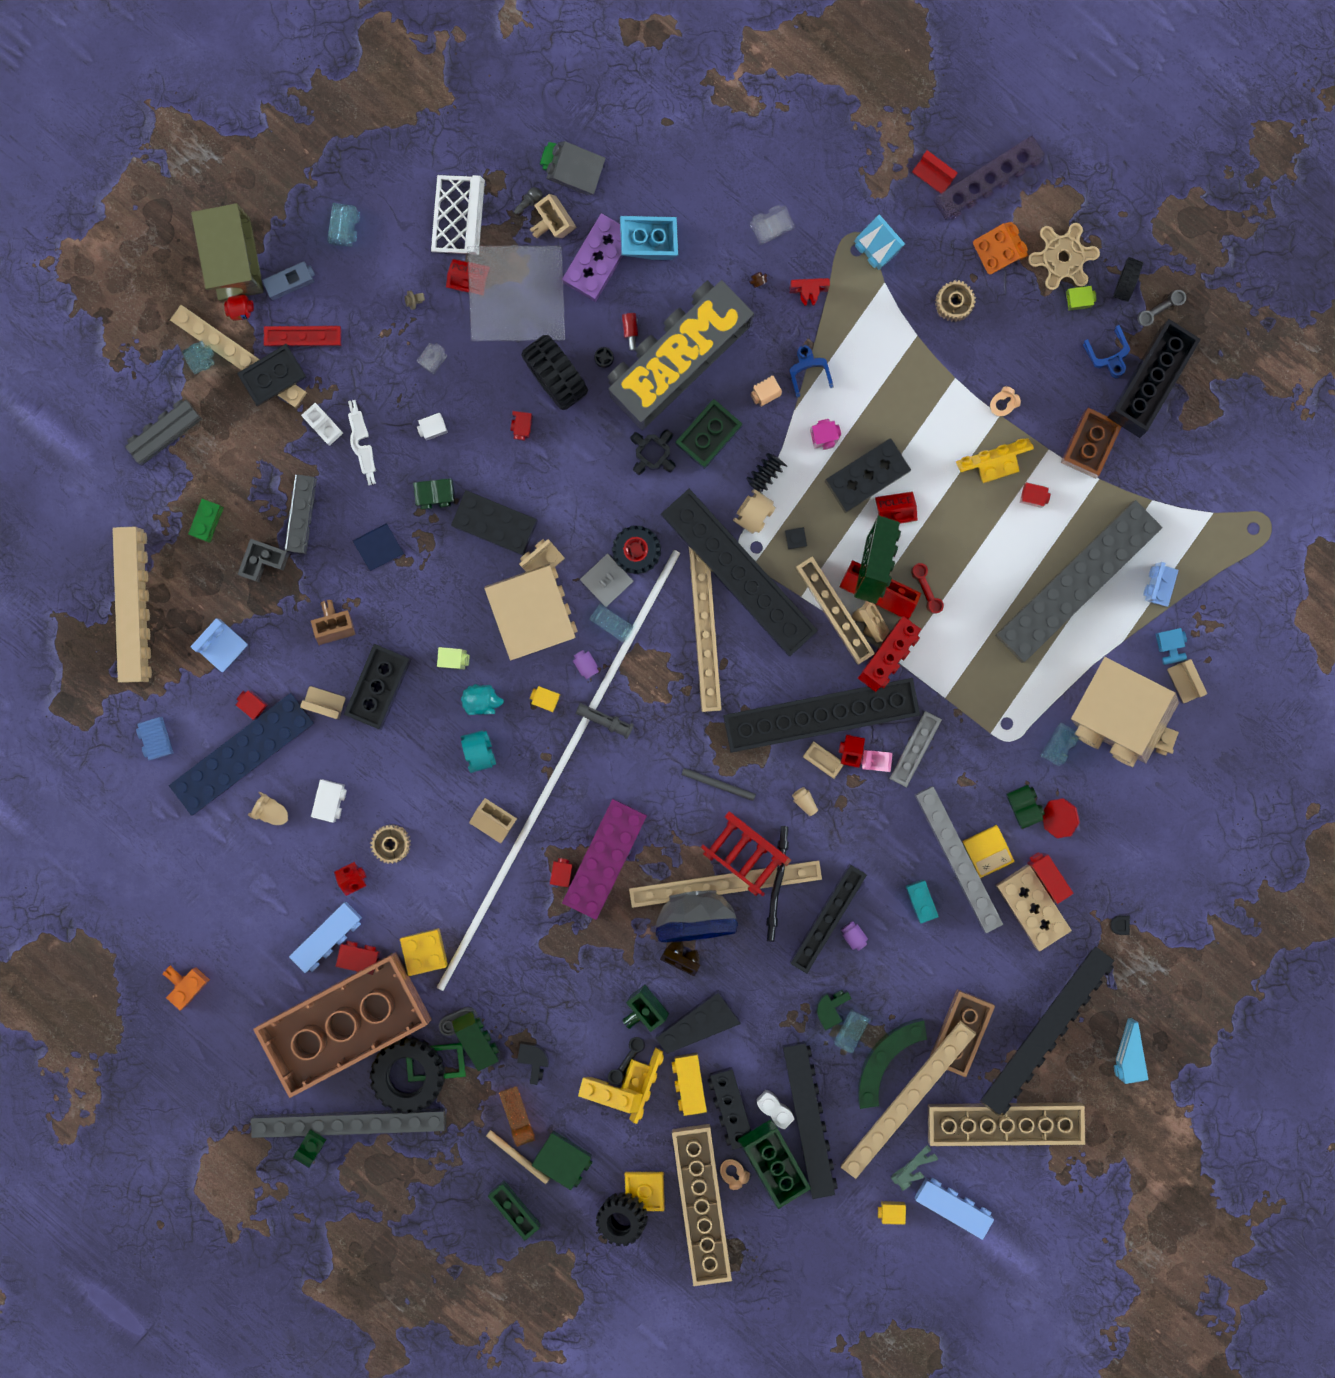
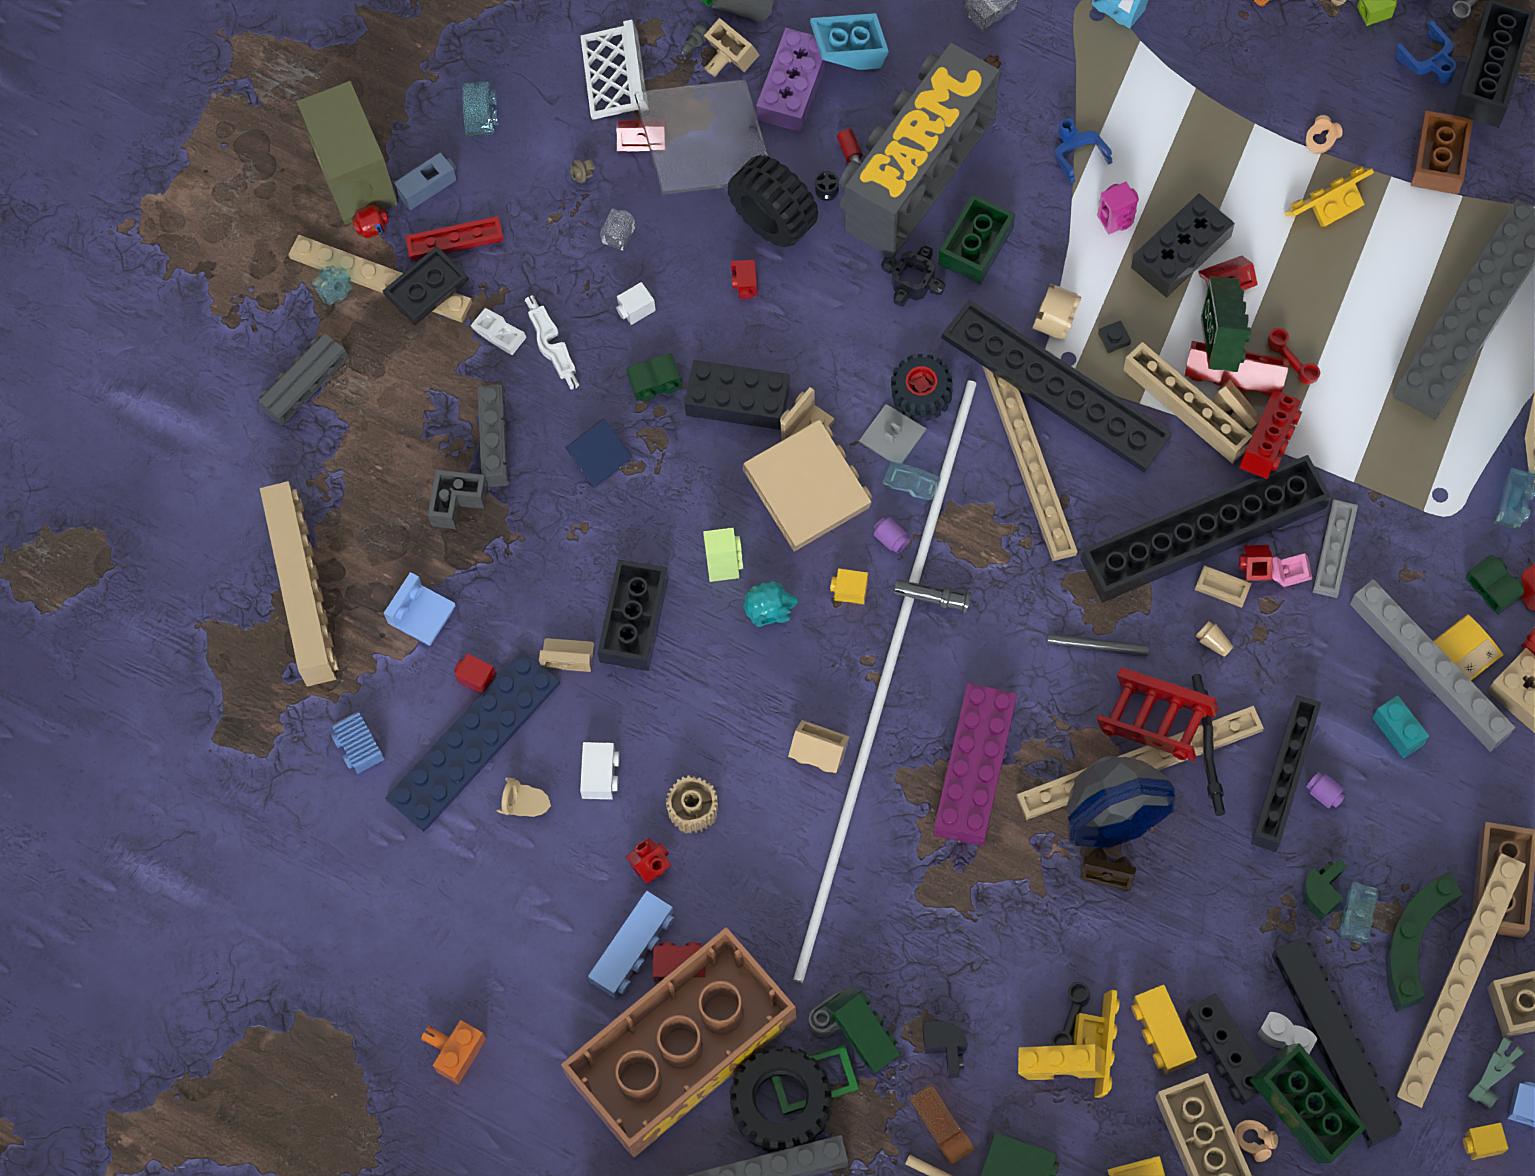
camera: 10 degrees left, 20 degrees down
(205, 520) = (375, 467): green brick -> none
(332, 625) = (560, 555): medium nougat brick -> none
(423, 952) = (767, 932): yellow brick -> none
(477, 751) = (779, 663): teal brick -> none
(561, 872) = (923, 795): red brick -> none
(645, 1008) = (1079, 942): dark green brick -> none
(702, 1021) = (1161, 939): black wedge -> none
(766, 391) = (1033, 176): light nougat brick -> none
(766, 472) = (1058, 265): black piece -> none
(809, 288) = (1051, 49): red piece -> none
(963, 294) = (1230, 37): tan brick -> none
(1035, 495) = (1391, 225): red brick -> none

